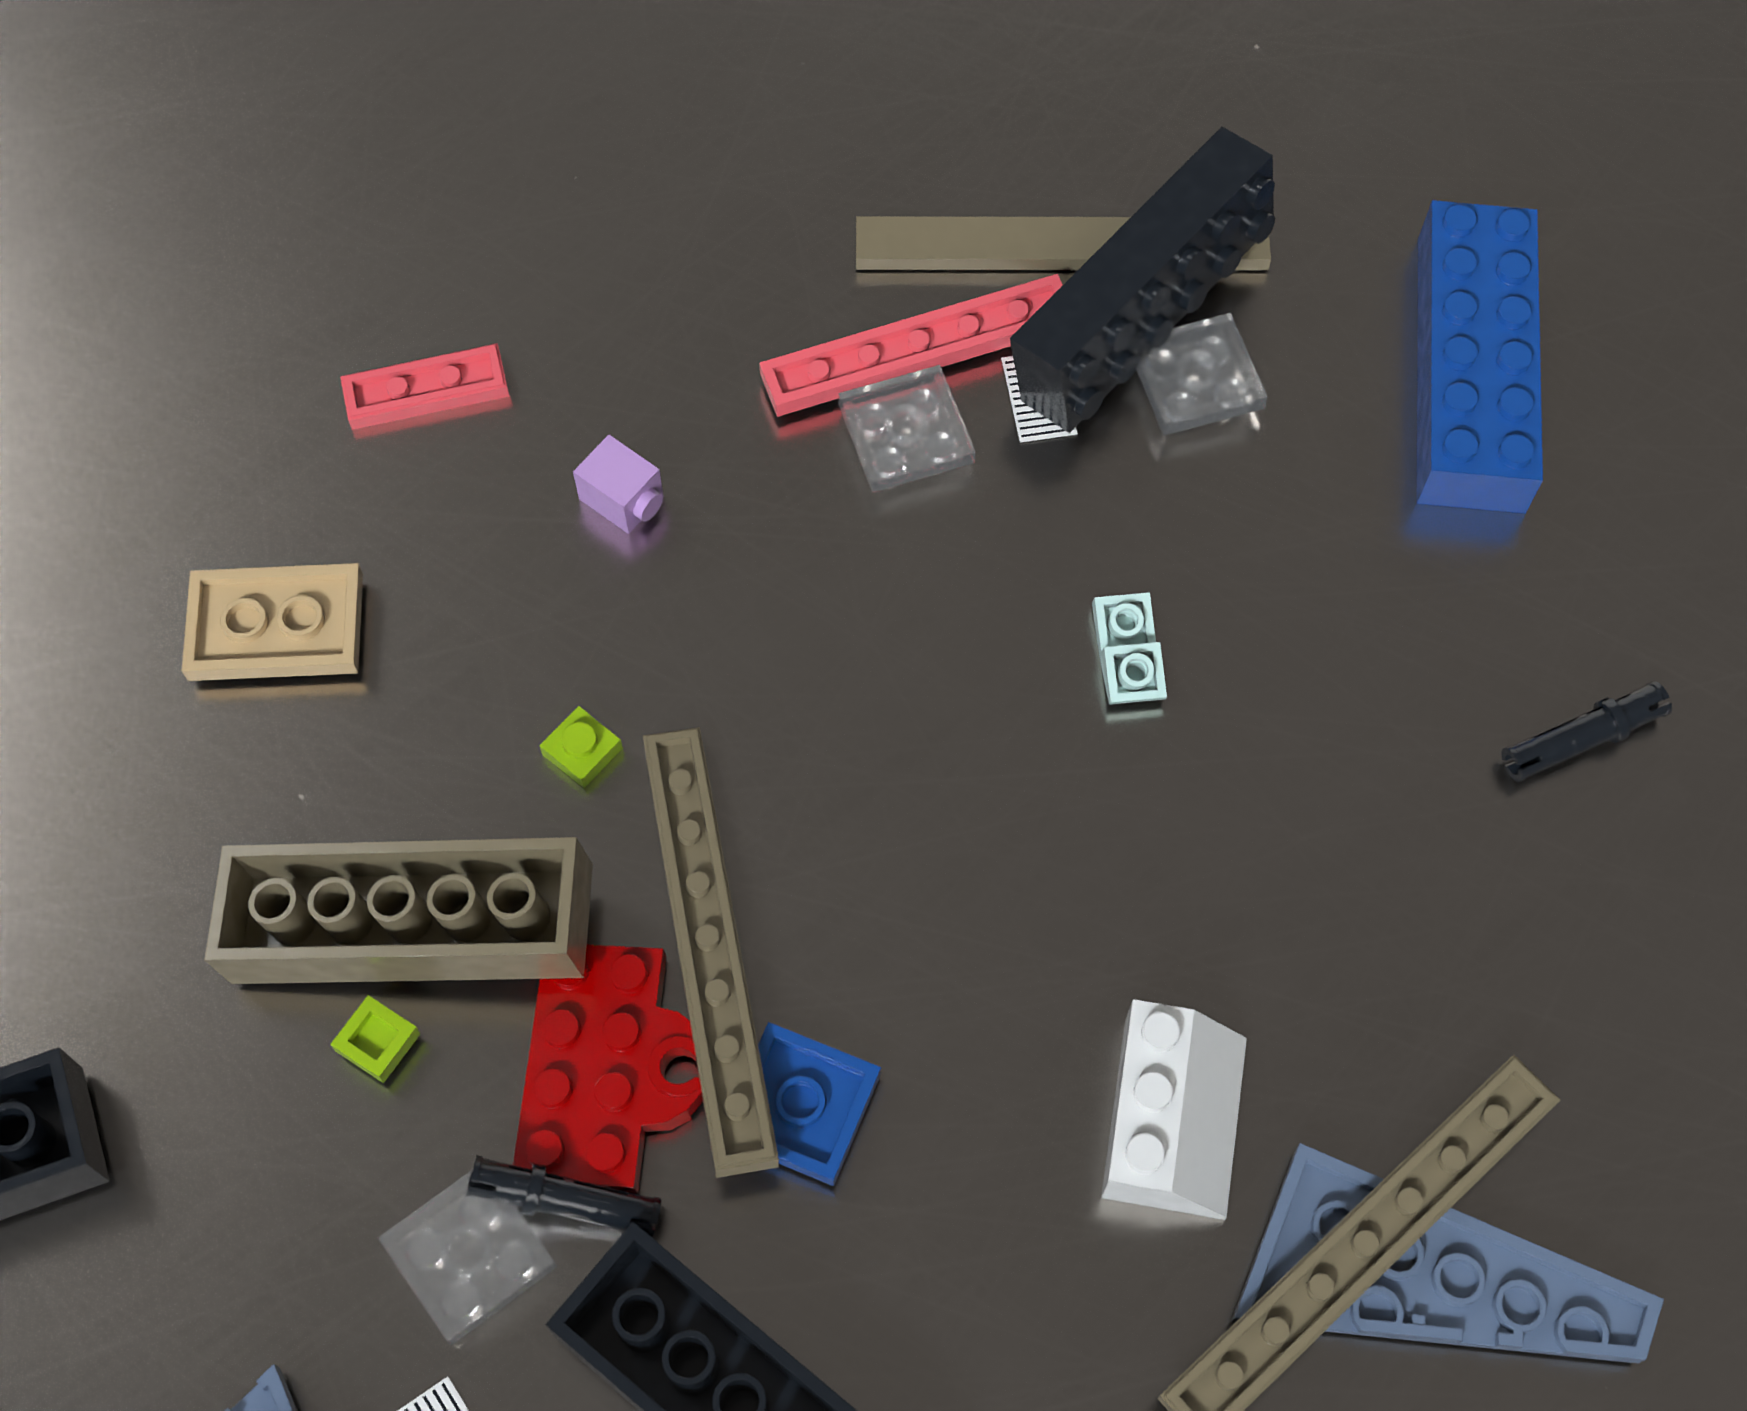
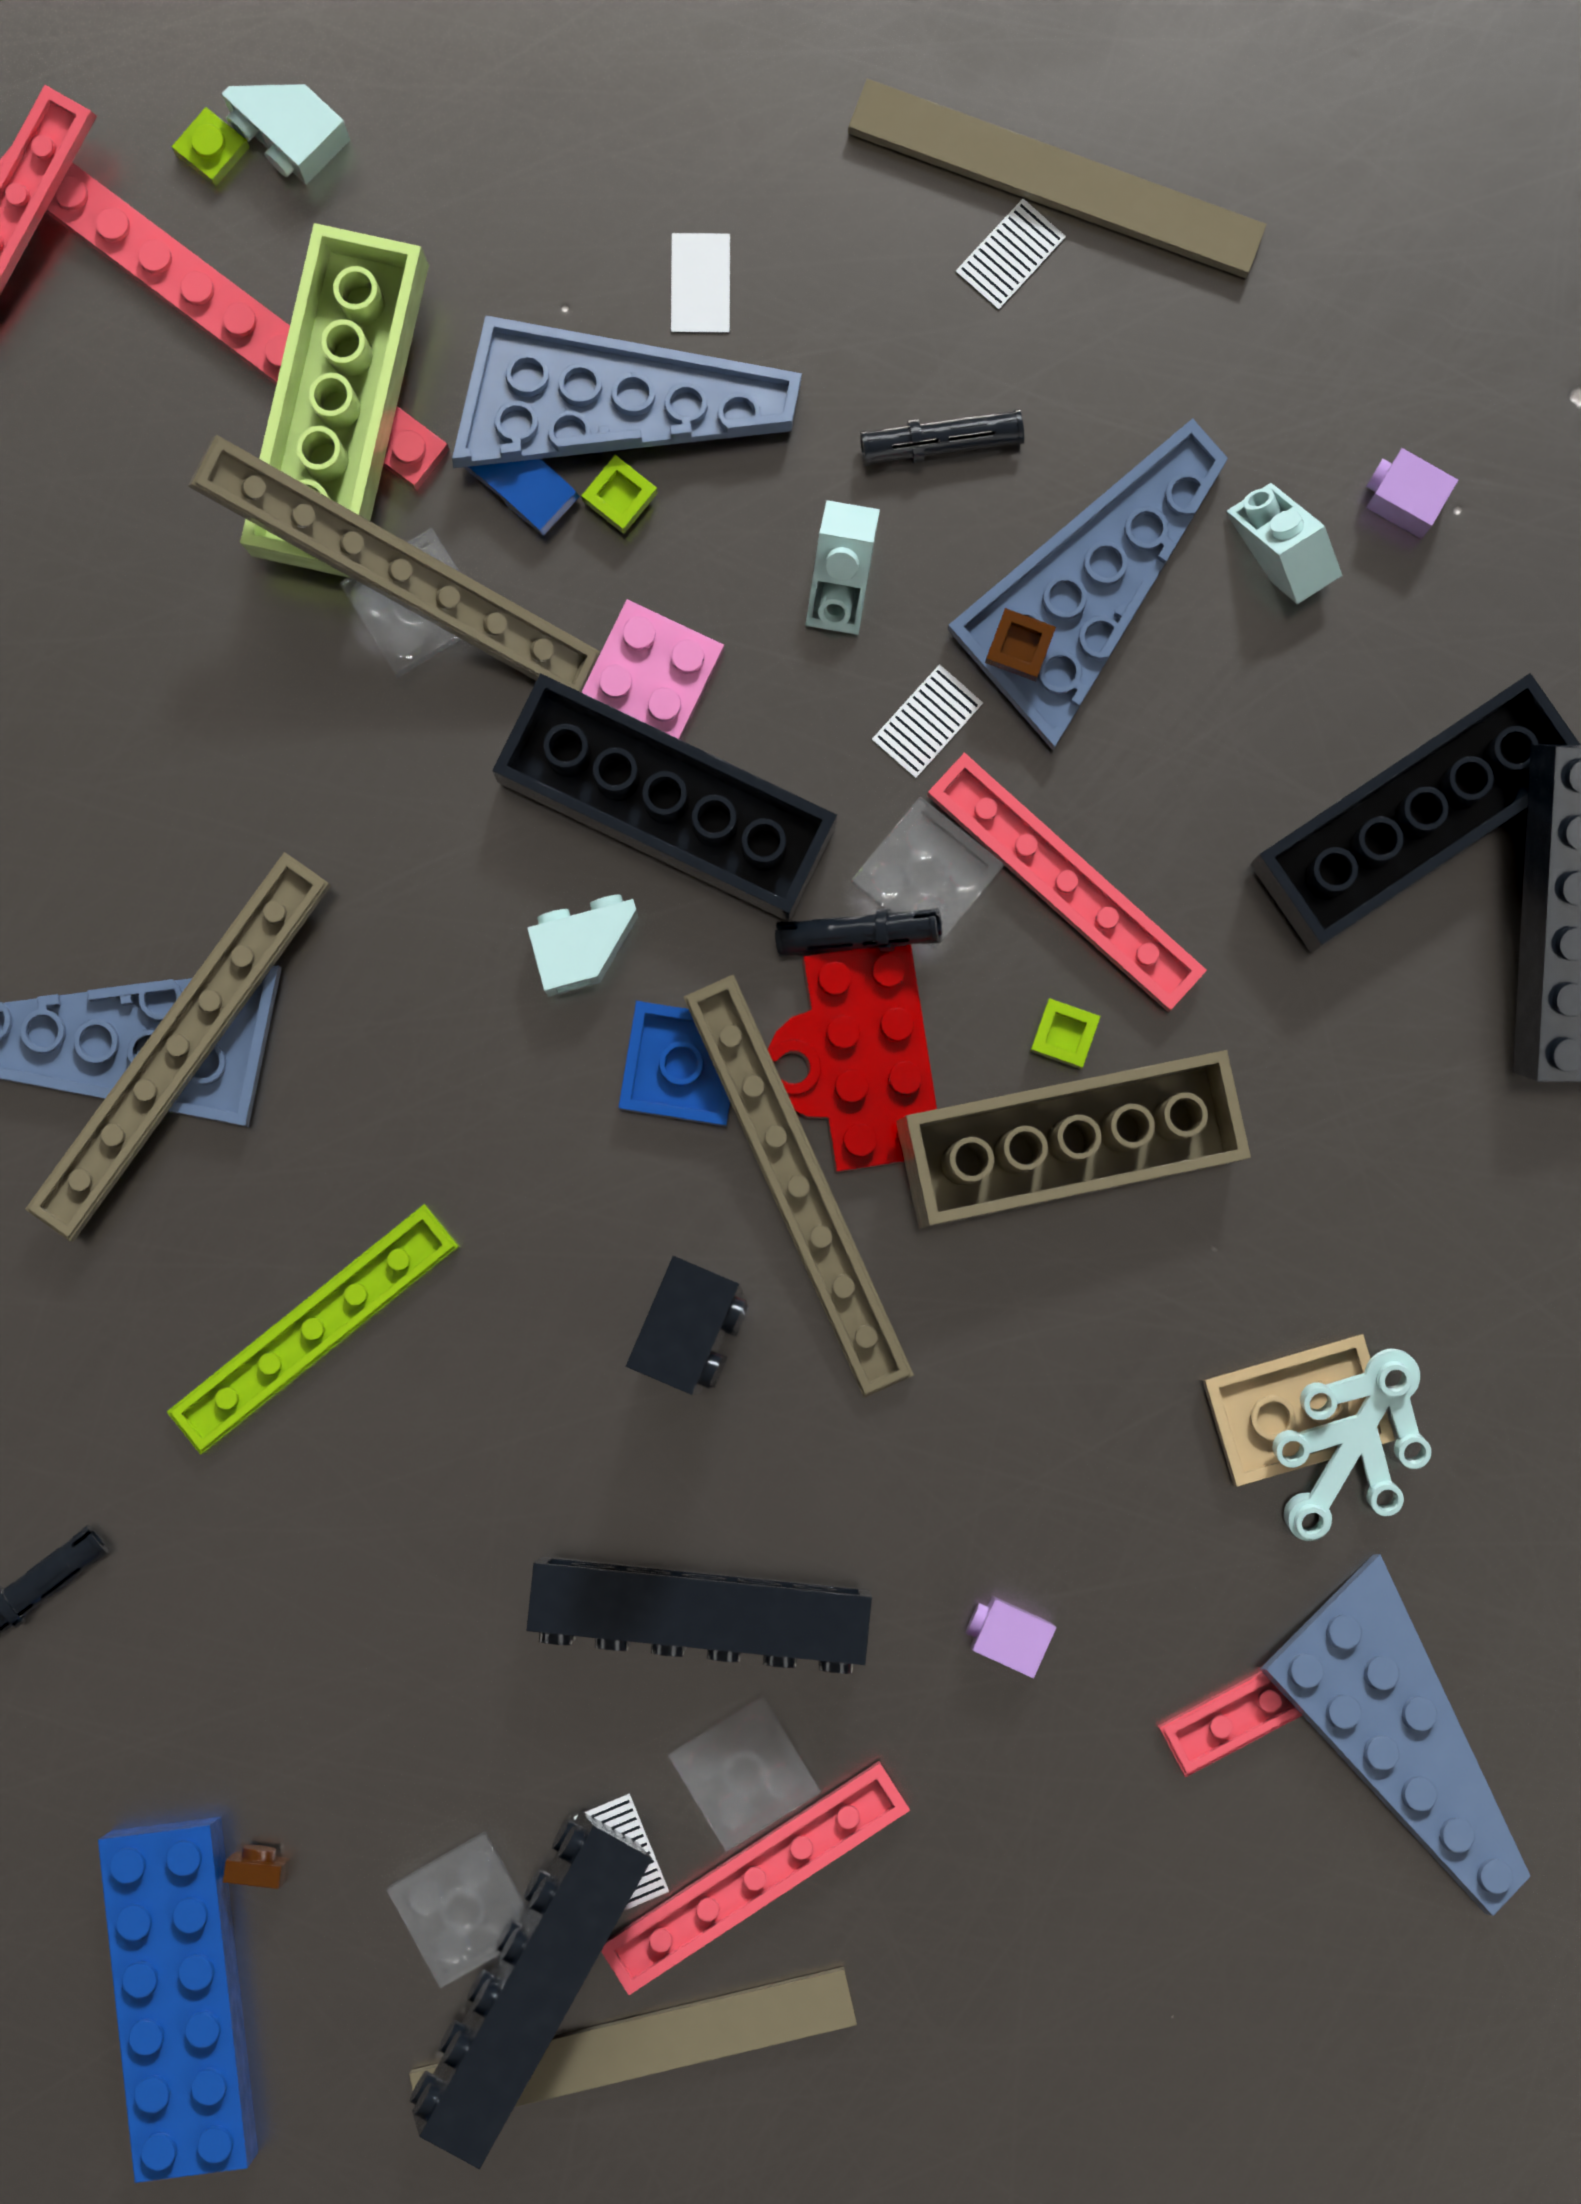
camera: 165 degrees right, 20 degrees up
(176, 613) = (1355, 1437): none -> light aqua plant
(294, 355) = (1381, 1707): none -> sand blue wing
(319, 1210) = (1066, 882): none -> coral plate
(581, 747) = (969, 1354): lime plate -> none
(856, 756) = (688, 1327): none -> black brick
(881, 1257) = (582, 946): none -> light aqua slope
(913, 555) = (699, 1612): none -> black brick
(1129, 648) = (477, 1578): light aqua slope -> none
(1175, 1111) = (357, 1130): white slope -> none
(1255, 921) = (313, 1329): none -> lime tile
(1389, 441) = (256, 1867): none -> reddish brown plate

